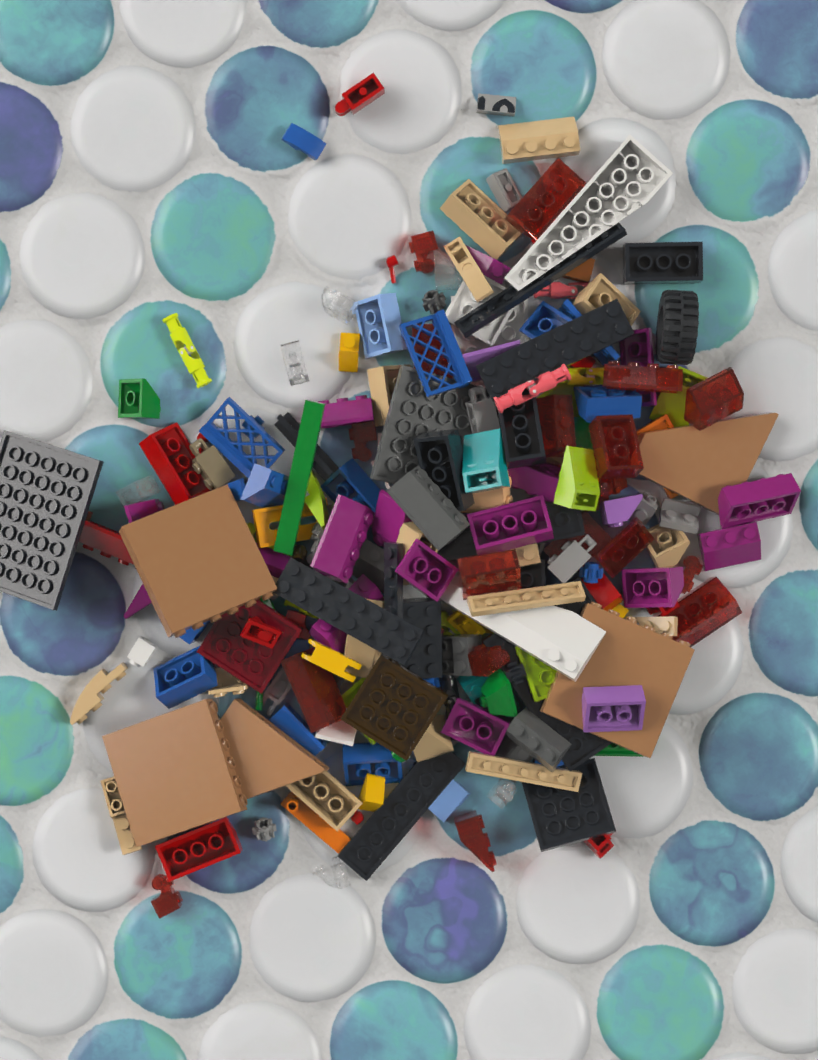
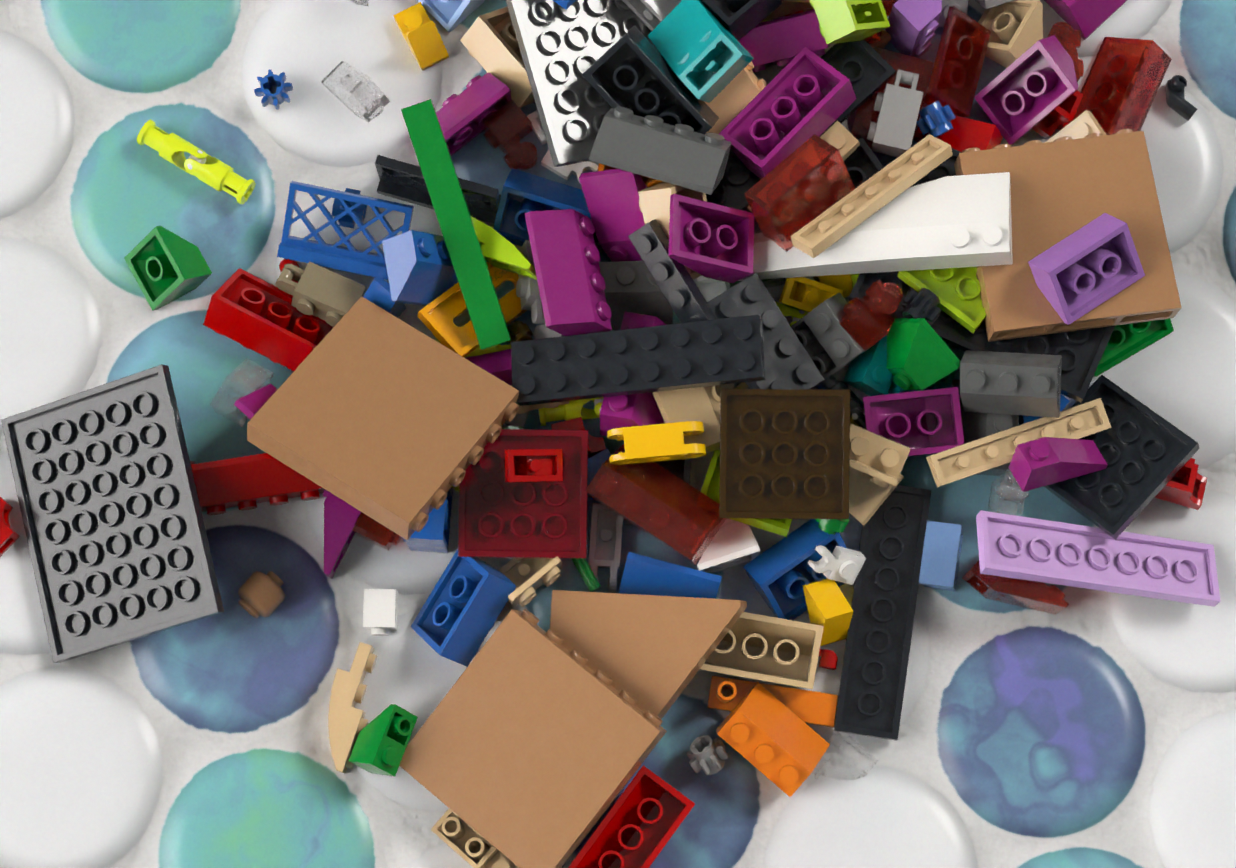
camera: 30 degrees left, 10 degrees down
(85, 606) = (261, 594): none -> medium nougat head
(102, 723) = (384, 741): none -> green slope
(254, 340) = (281, 90): none -> blue gear
(302, 842) = (773, 739): none -> orange slope
(392, 775) = (840, 565): none -> white plate
(443, 734) = (876, 456): none -> tan bracket
(523, 855) = (1094, 560): none -> lavender plate
(535, 793) = (1054, 460): none -> magenta slope
(731, 634) = (1176, 97): none -> black arm

